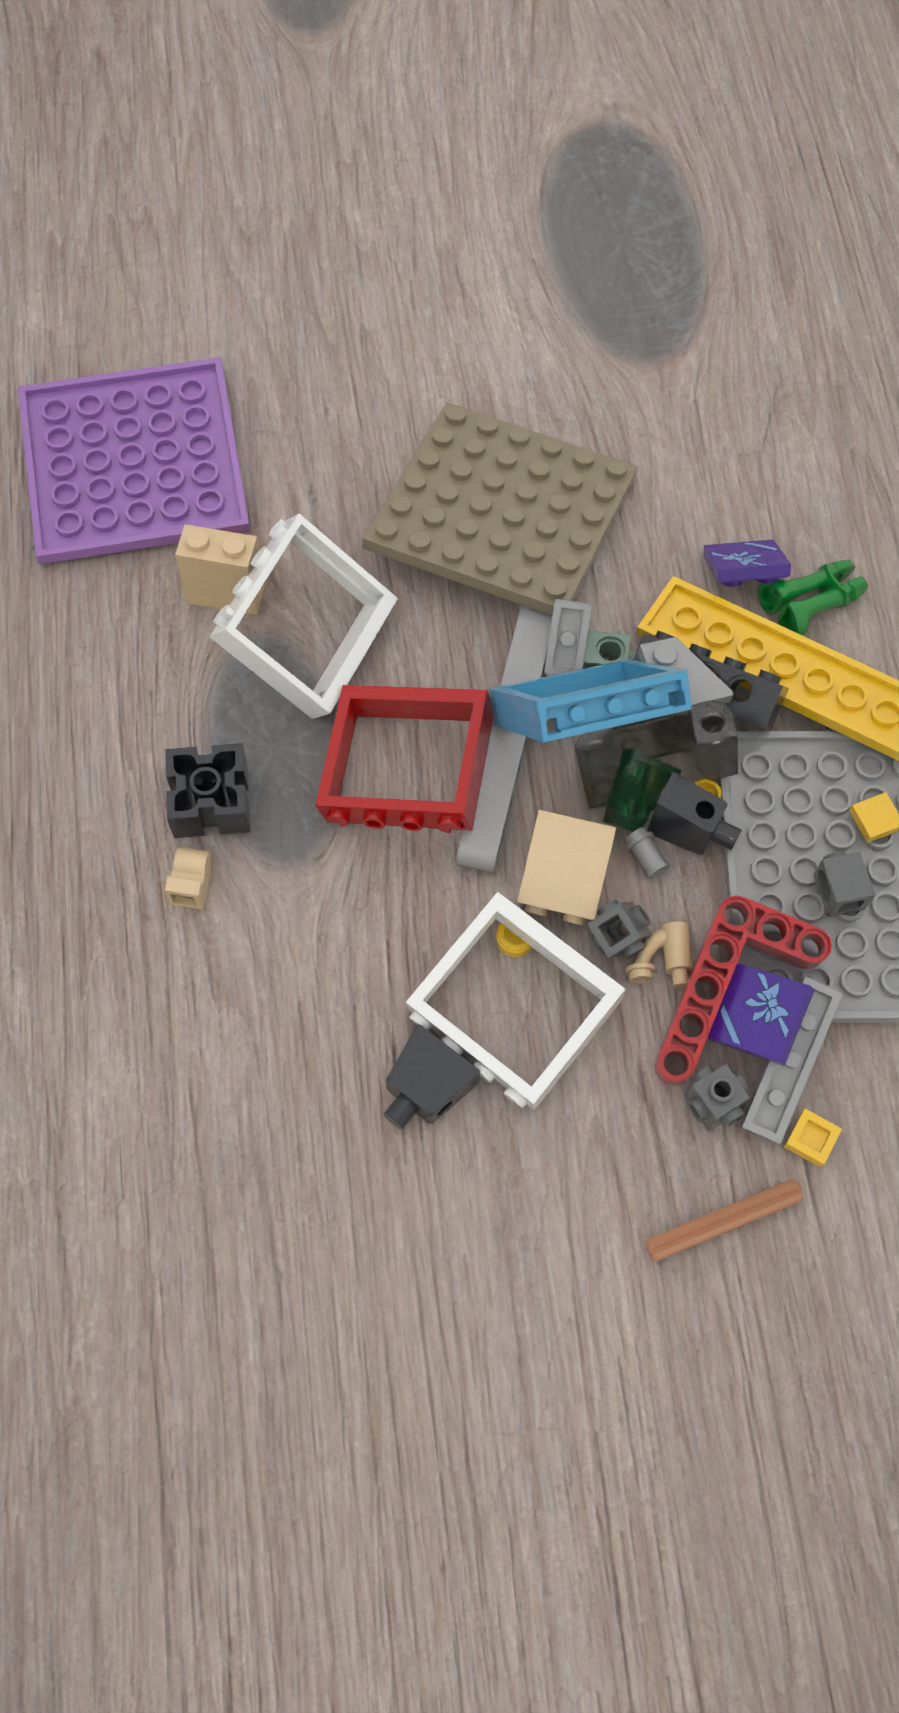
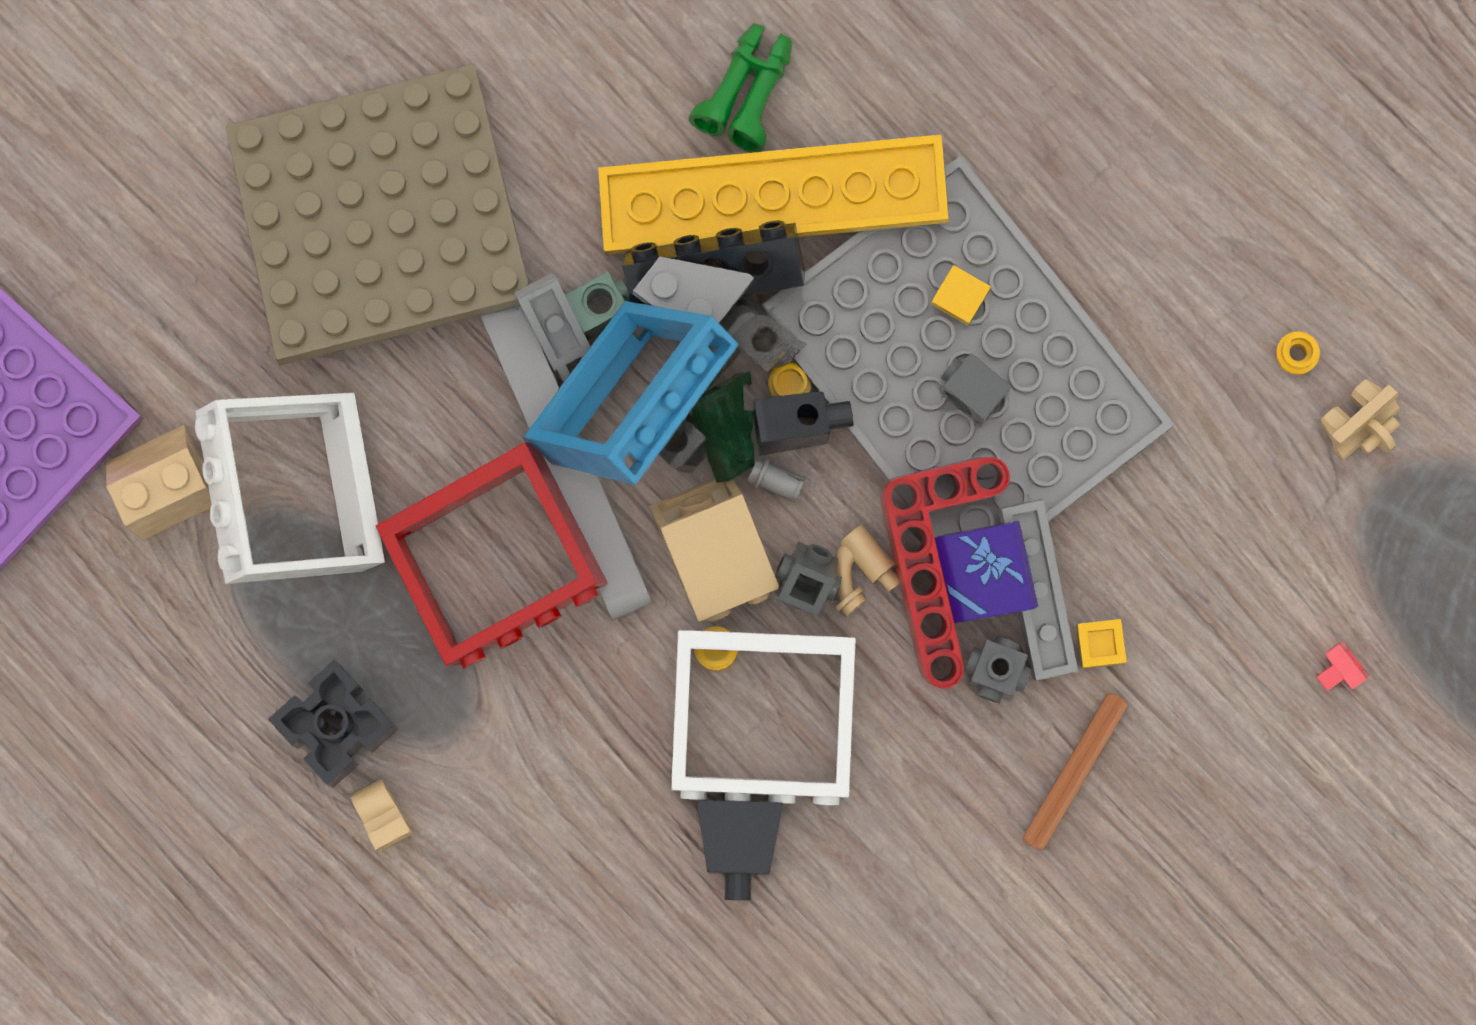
camera: 35 degrees left, 15 degrees up
(746, 562) = (658, 102): dark purple tile -> none

